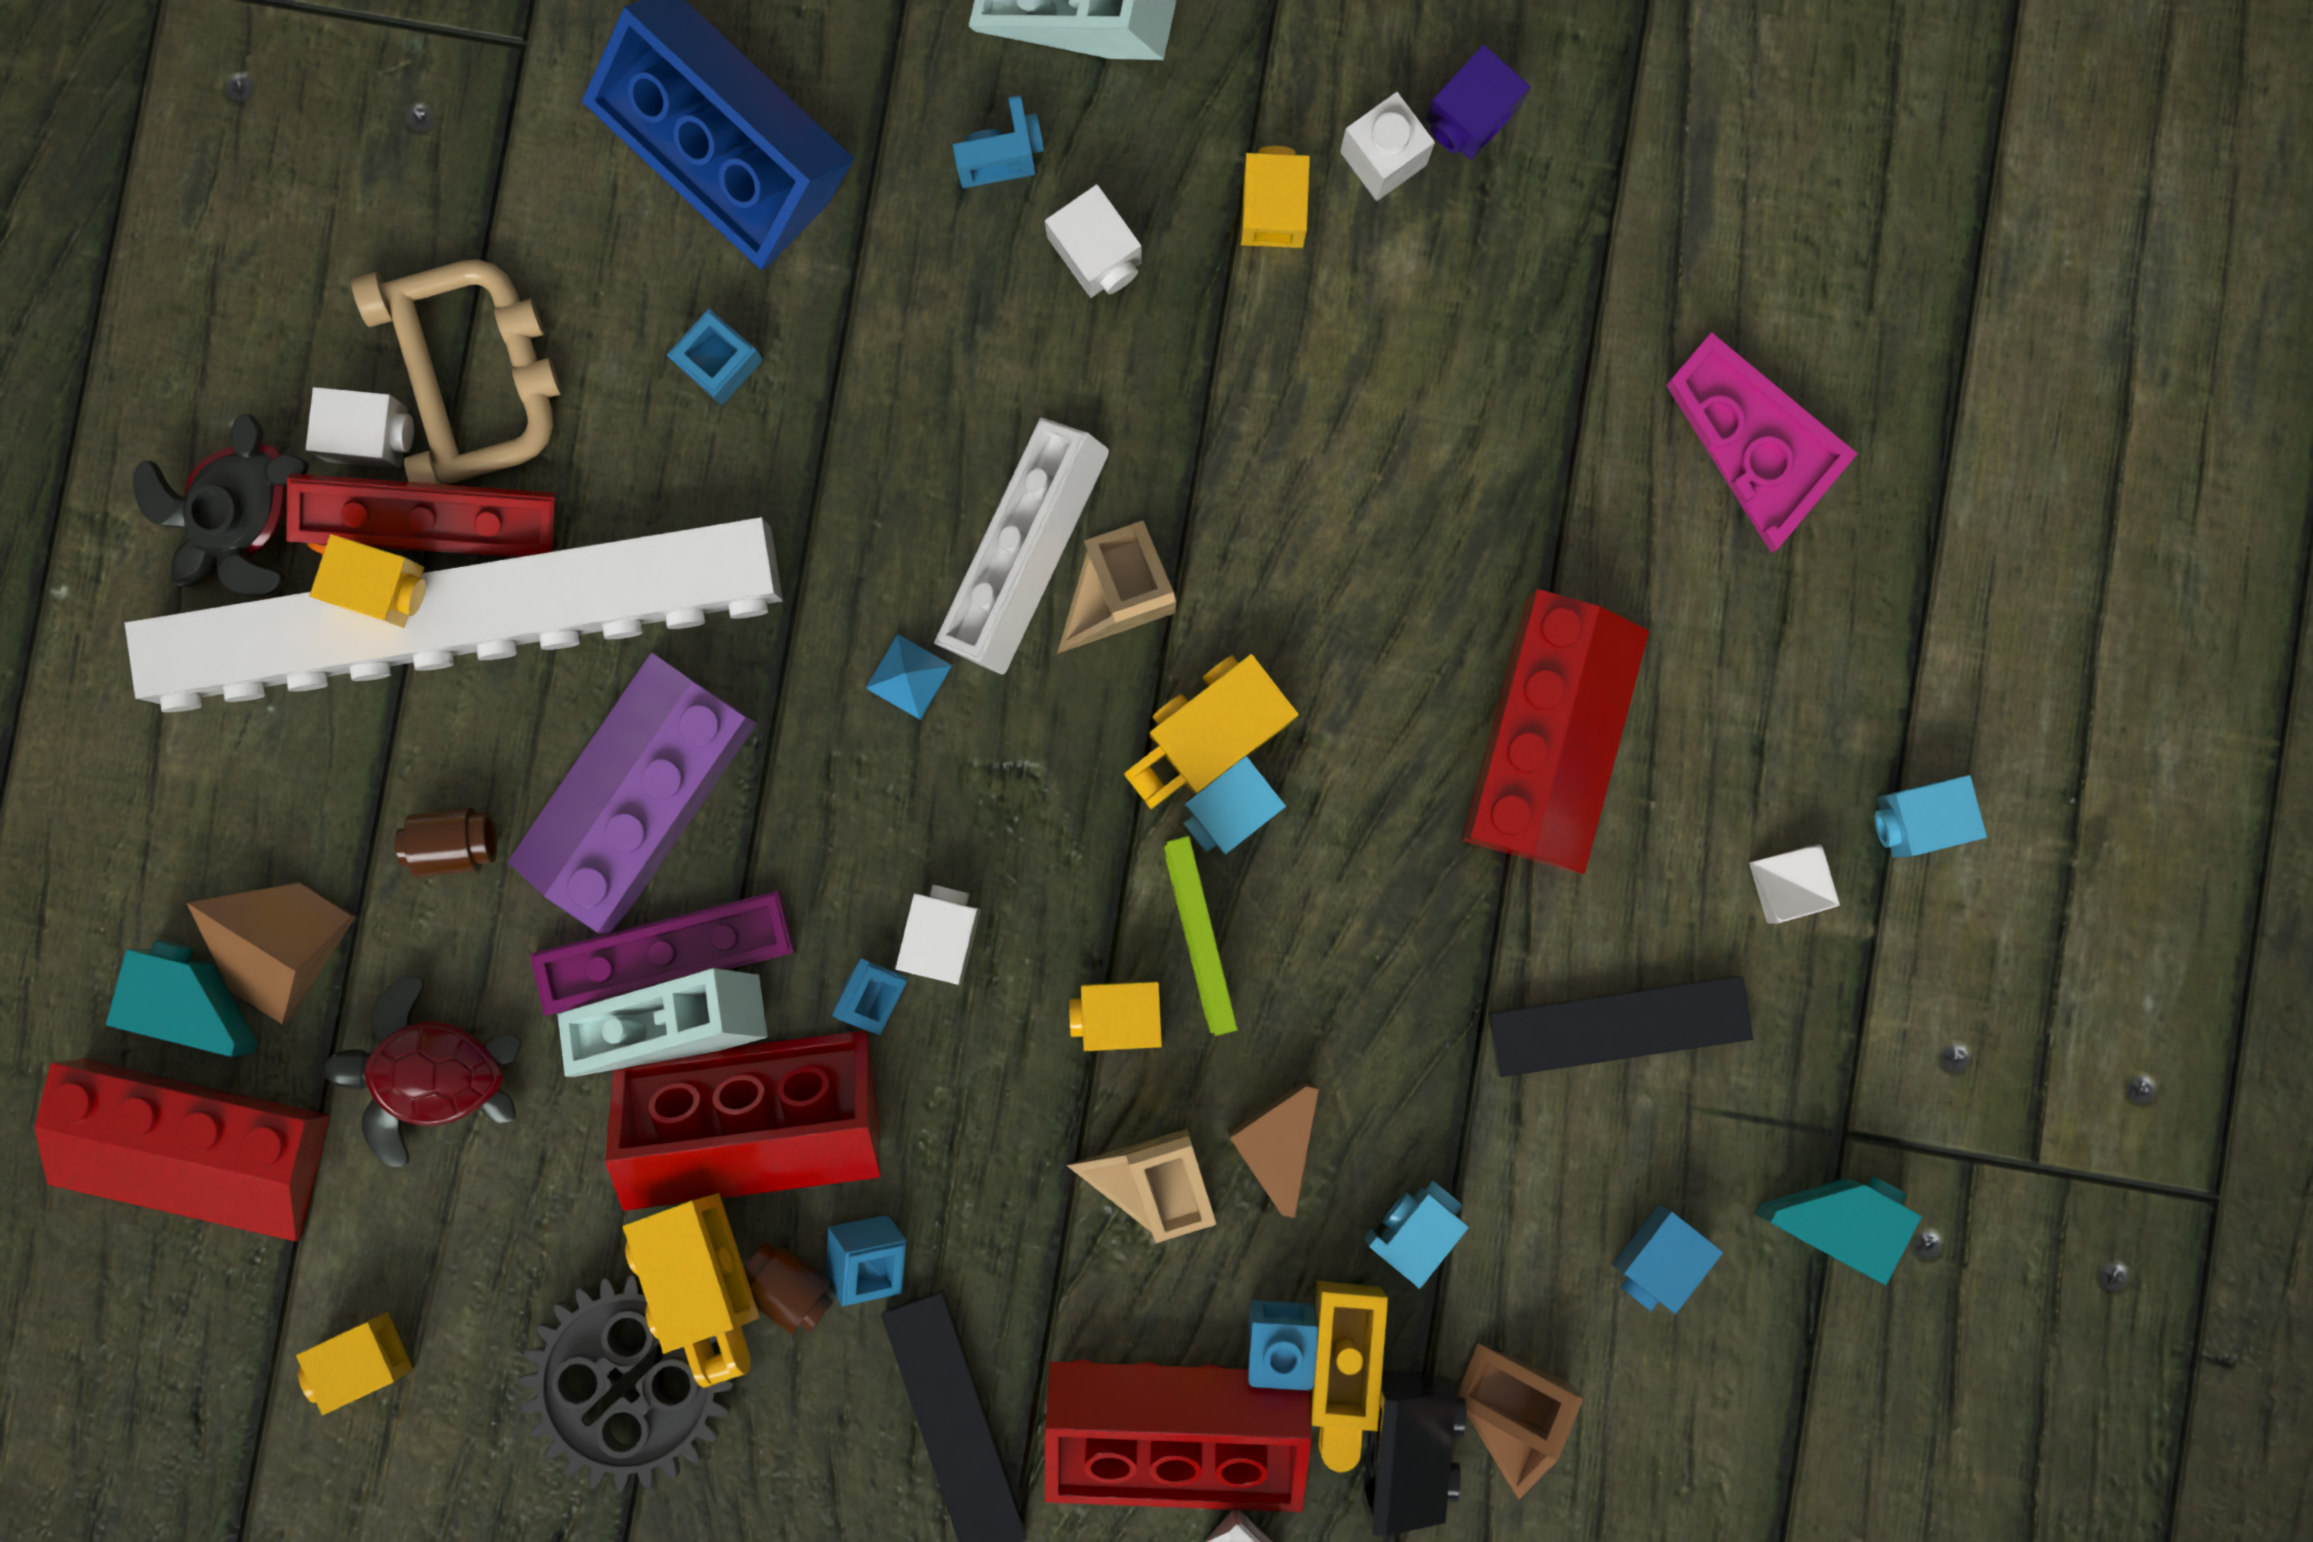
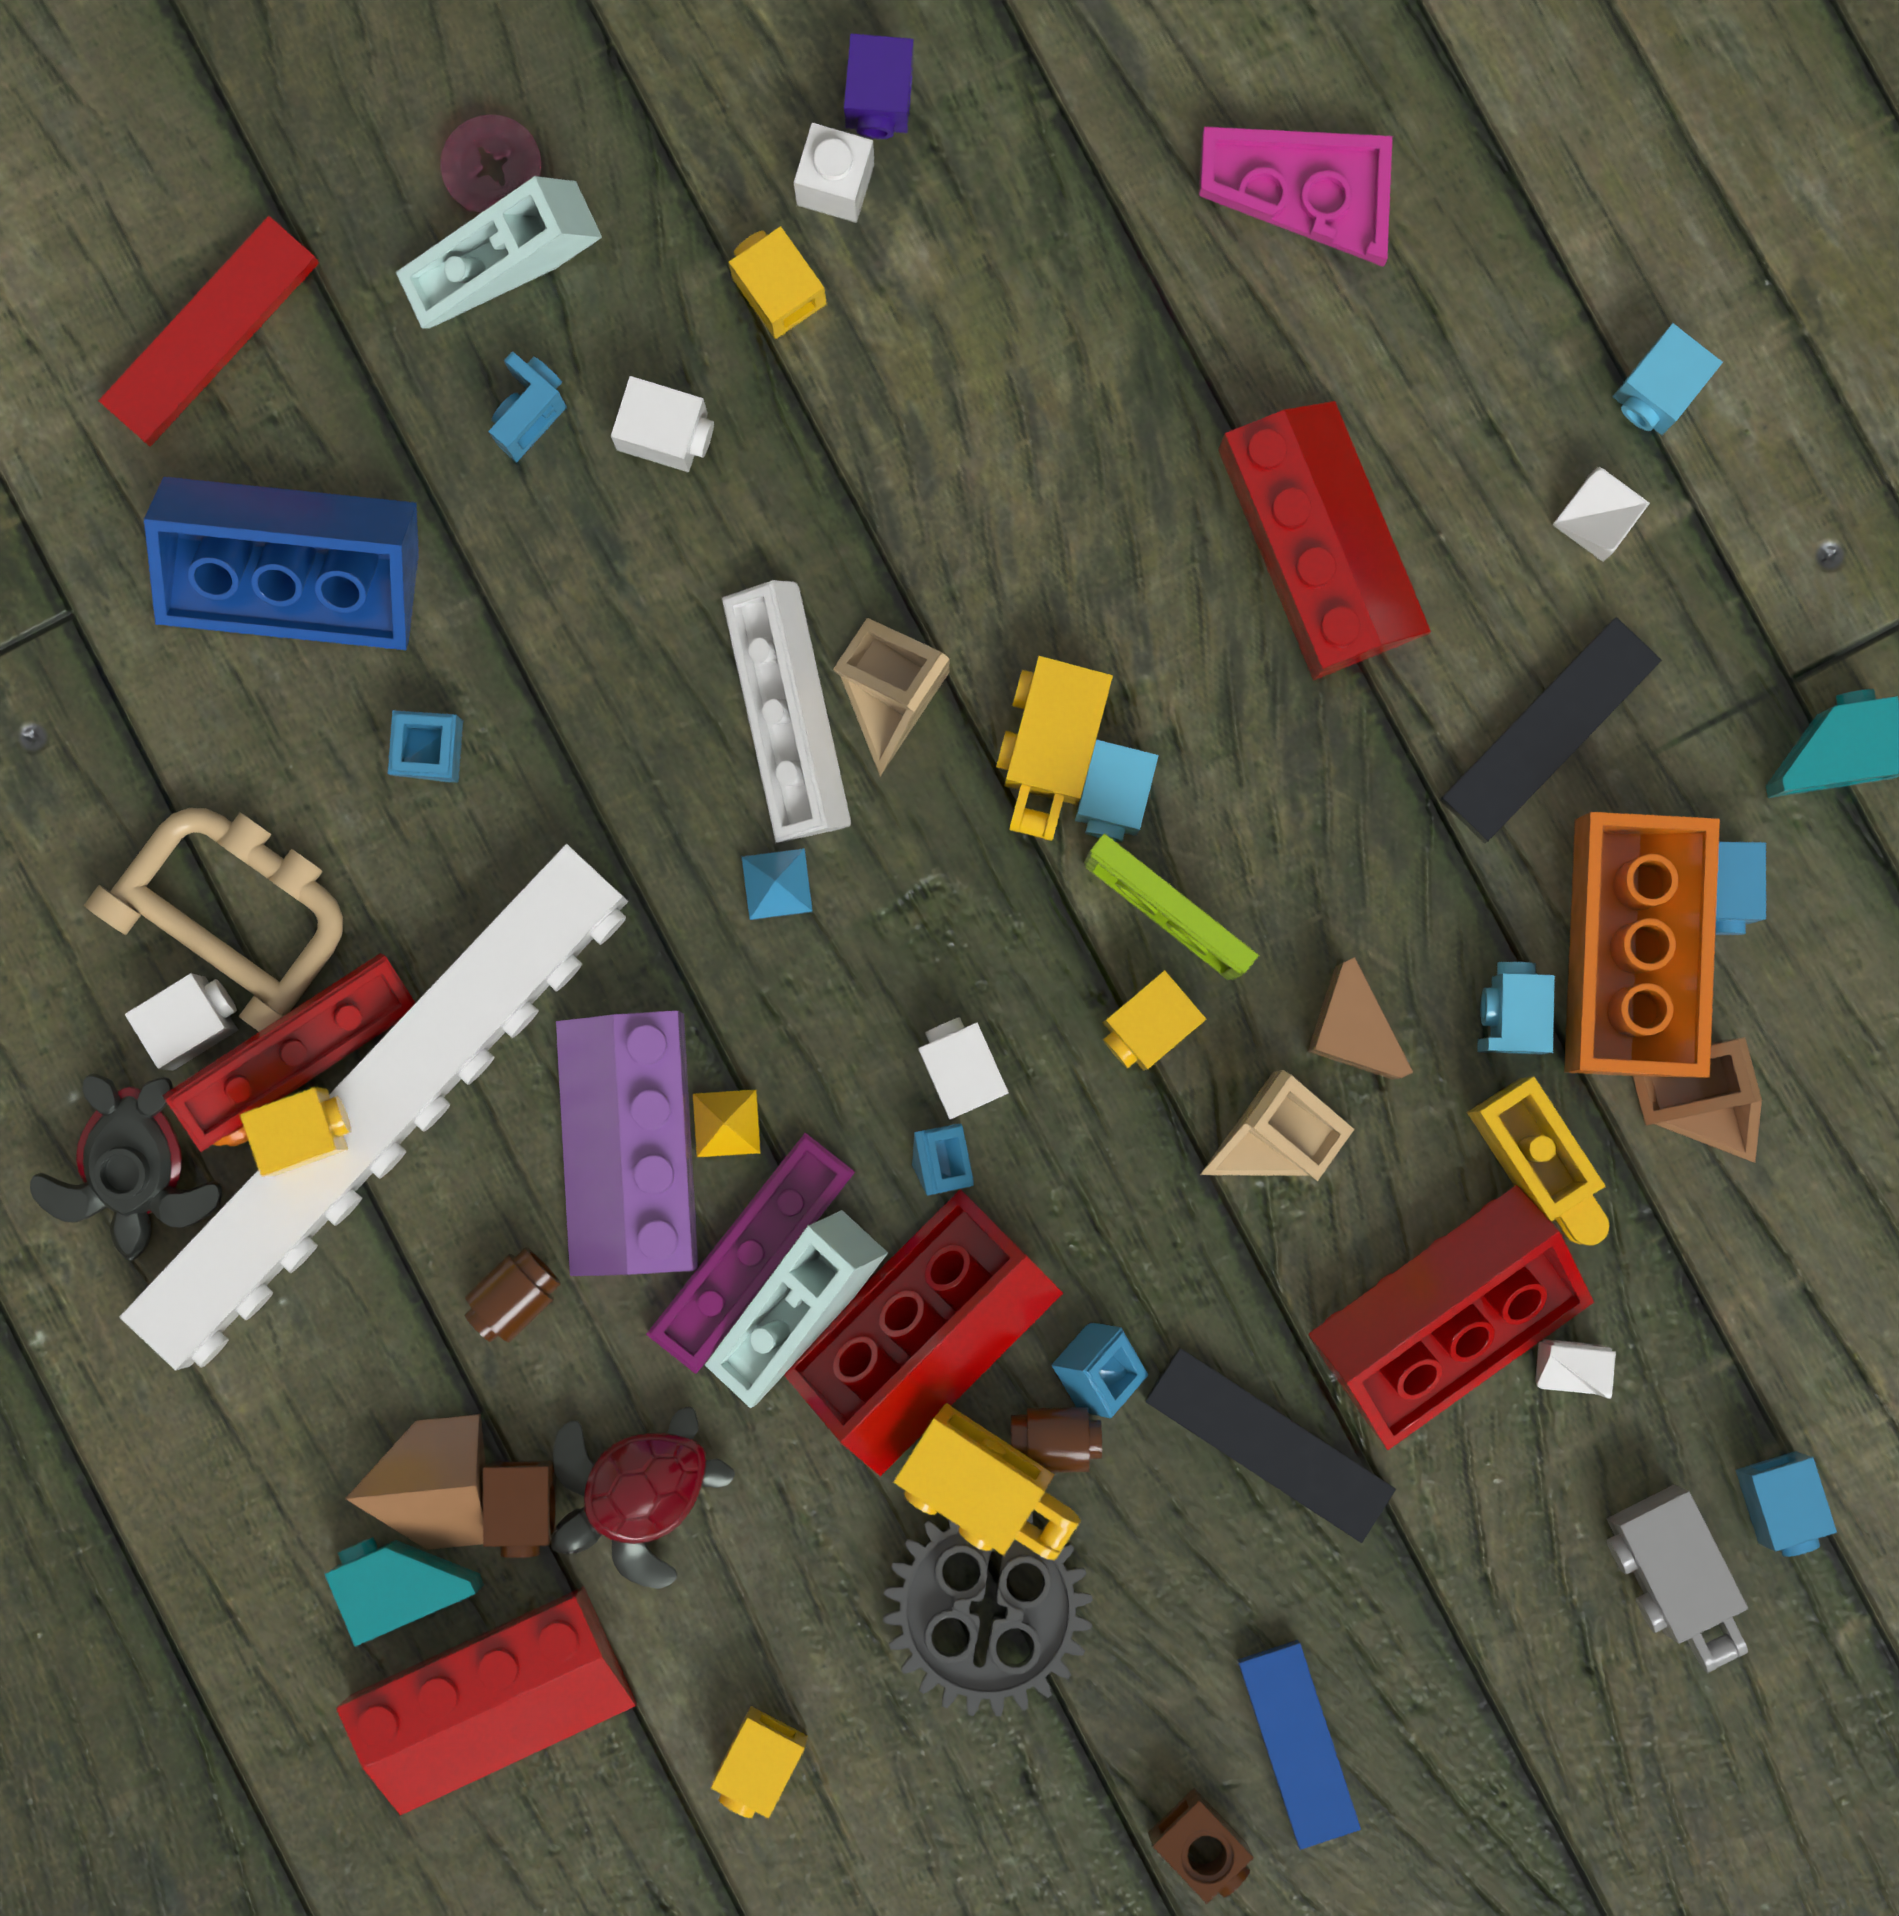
camera: 40 degrees left, 0 degrees up
(323, 1012) = (519, 1506): none -> reddish brown brick
(723, 835) = (726, 1123): none -> yellow slope
(1282, 1344) = (1479, 1180): dark azure bracket -> none
(1410, 1455) = (1645, 1191): black slope -> none
(1558, 1259) = (1642, 945): none -> orange slope

